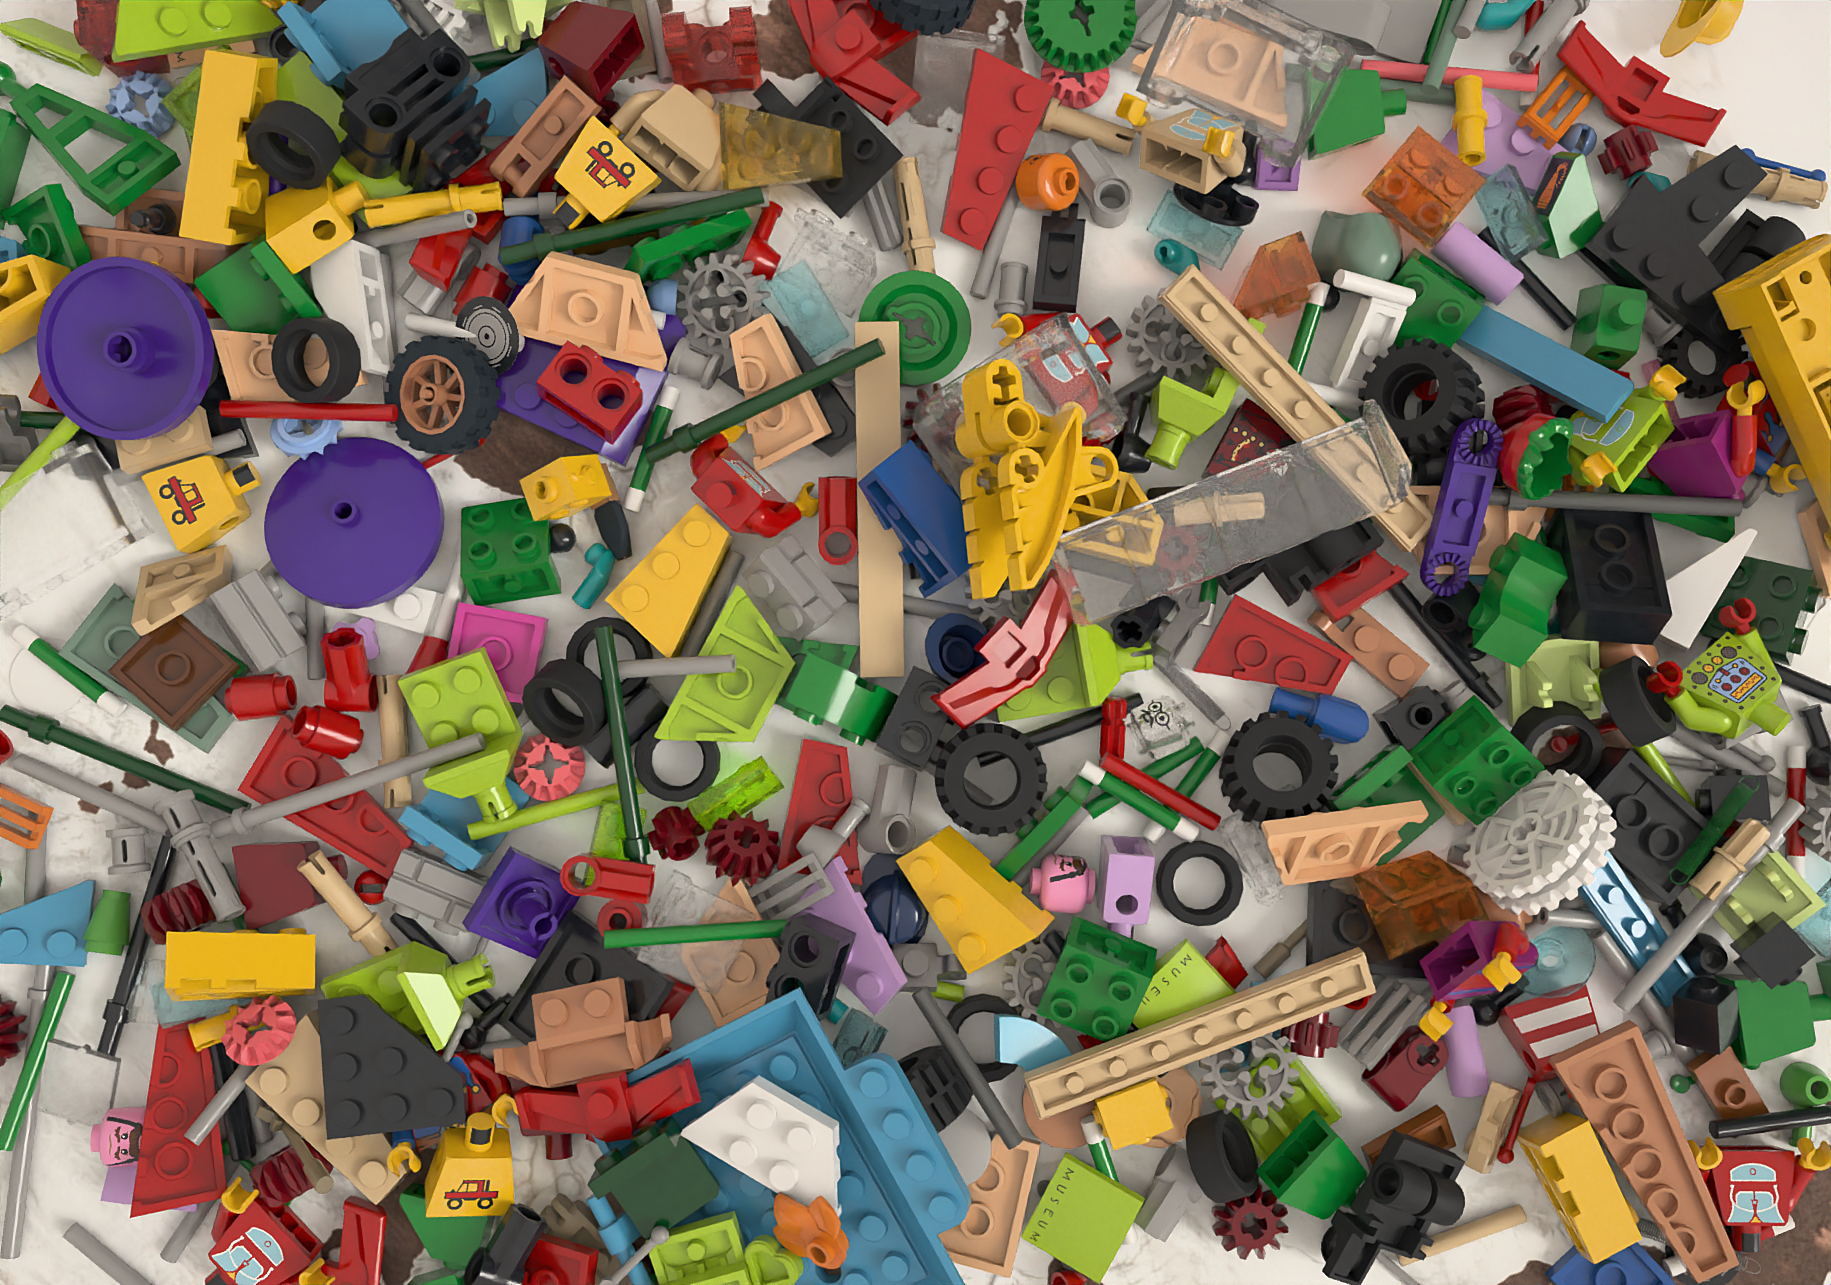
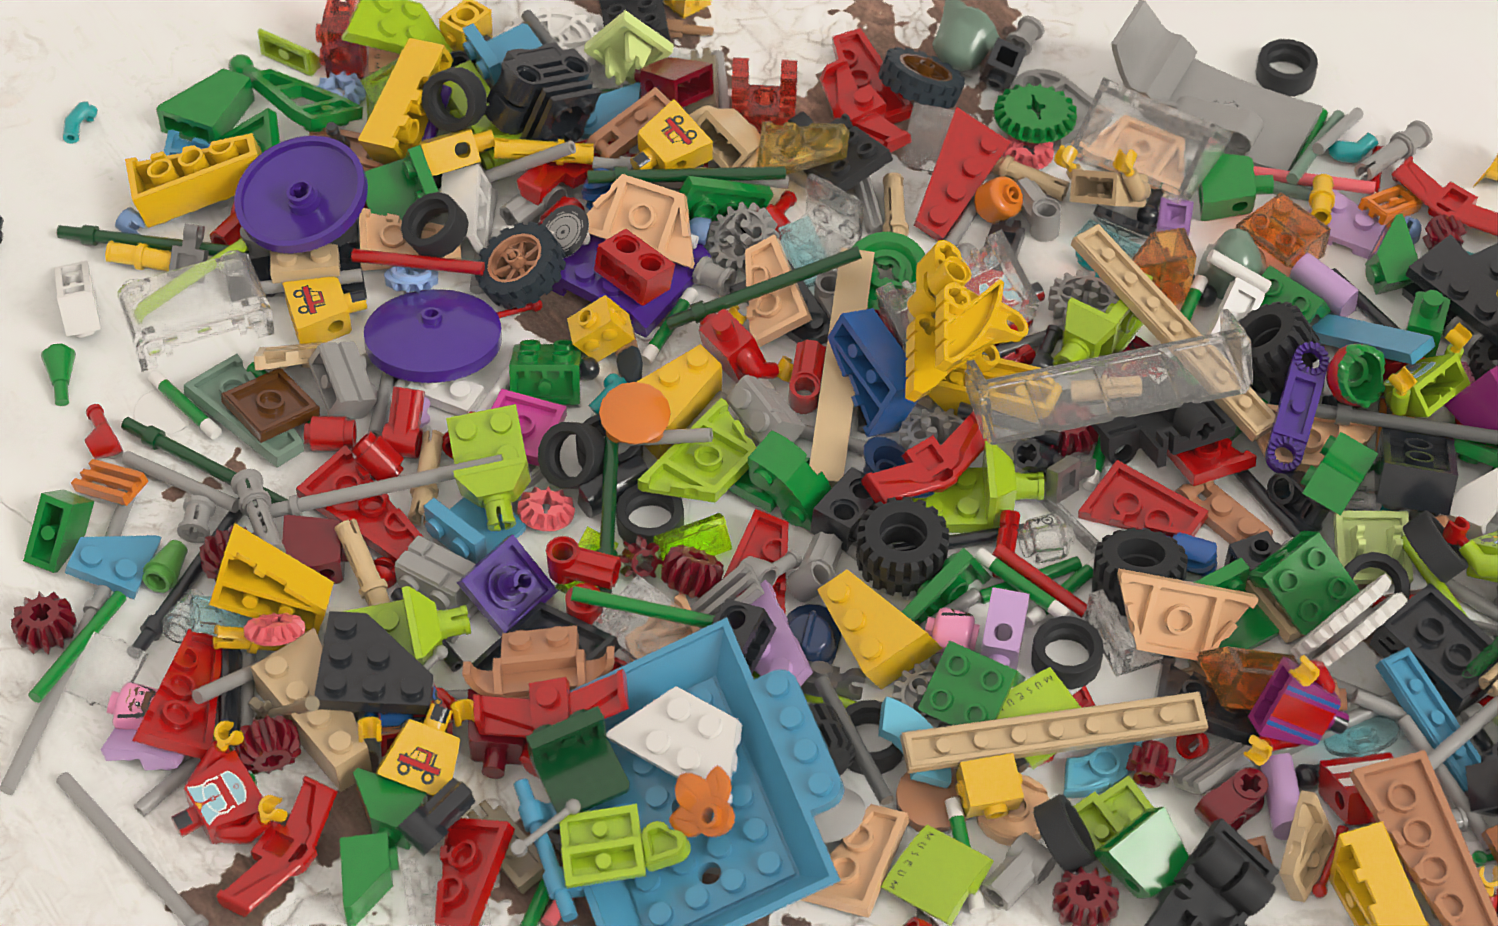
camera: 10 degrees right, 35 degrees down
(476, 1035) = (446, 677): black piece -> none
(548, 810) = (537, 534): lime bar -> none
(632, 653) = (634, 414): none -> orange dish
(1272, 1082) = (1113, 774): light grey gear -> none
(1510, 214) = (1350, 256): clear light blue plate -> none

